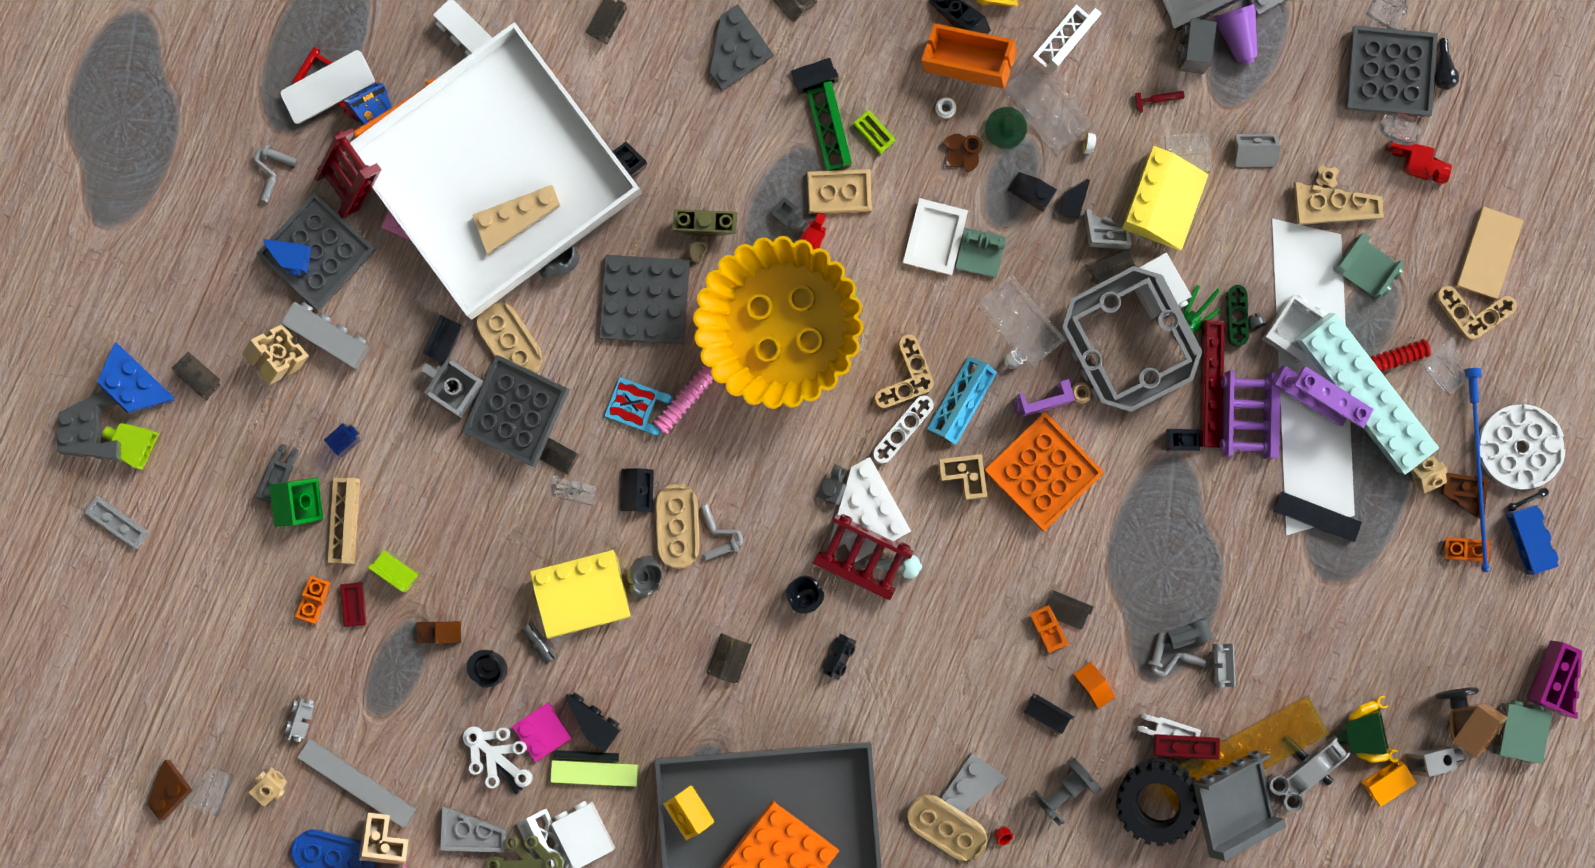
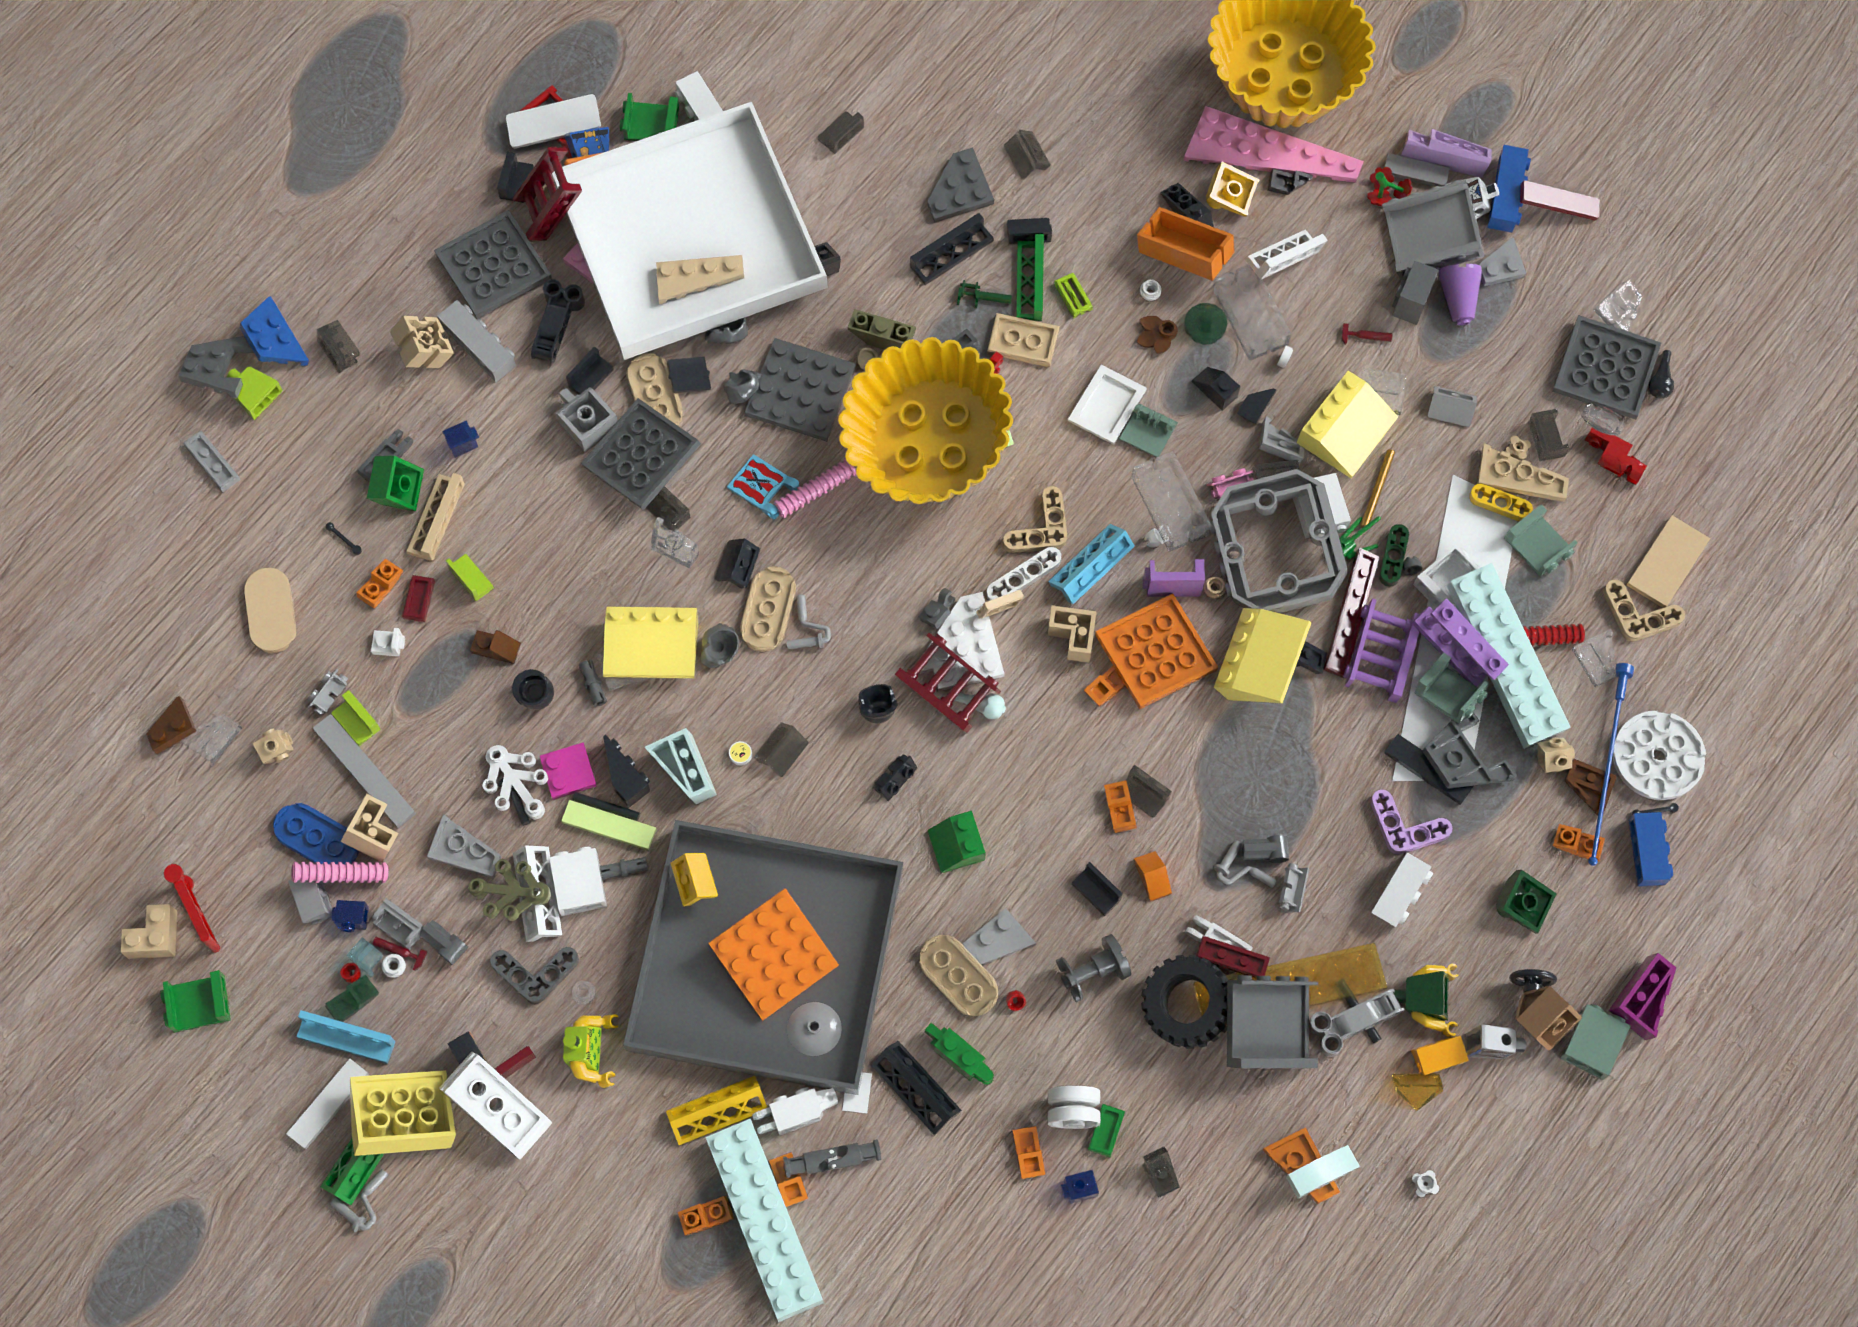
camera: 10 degrees right, 15 degrees down
(220, 653) = (270, 610): none -> tan tile
(268, 152) = (474, 165): light grey piece -> none
(280, 572) = (355, 548): none -> black hinge
(290, 256) = (468, 257): blue slope -> none
(308, 154) = (512, 176): none -> black panel
(333, 737) = (355, 719): none -> lime panel
(339, 655) = (388, 642): none -> white bracket
(393, 294) = (555, 318): none -> black piece
(419, 59) = (648, 119): none -> green panel
(536, 314) = (689, 374): none -> black piece
(589, 312) = (742, 385): none -> dark grey hair
(620, 810) = (623, 868): none -> dark grey pin
(647, 702) = (683, 762): none -> light aqua wedge
(692, 672) = (740, 753): none -> light yellow tile
(741, 111) = (948, 242): none -> black fence
(788, 156) = (982, 295): none -> dark green piece
(883, 474) = (1000, 604): none -> tan tile
(911, 705) = (957, 842): none -> green slope
(1005, 518) = (1105, 687): none -> orange slope
(1077, 279) = (1221, 483): none -> bright pink hinge
(1144, 455) = (1261, 656): none -> light yellow slope
(1206, 255) = (1378, 487): none -> pearl gold bar
(1308, 229) = (1487, 491): none -> yellow beam
(1312, 584) = (1406, 835): none -> lavender beam
(1321, 438) = (1450, 691): none -> sand green panel
(1322, 640) = (1402, 890): none -> white wedge
(1341, 502) = (1457, 760): none -> dark grey wing
(1351, 157) = (1546, 435): none -> clear smoke panel
(1375, 818) = (1417, 1088): none -> clear yellow slope
(1432, 620) = (1525, 901): none -> dark green slope

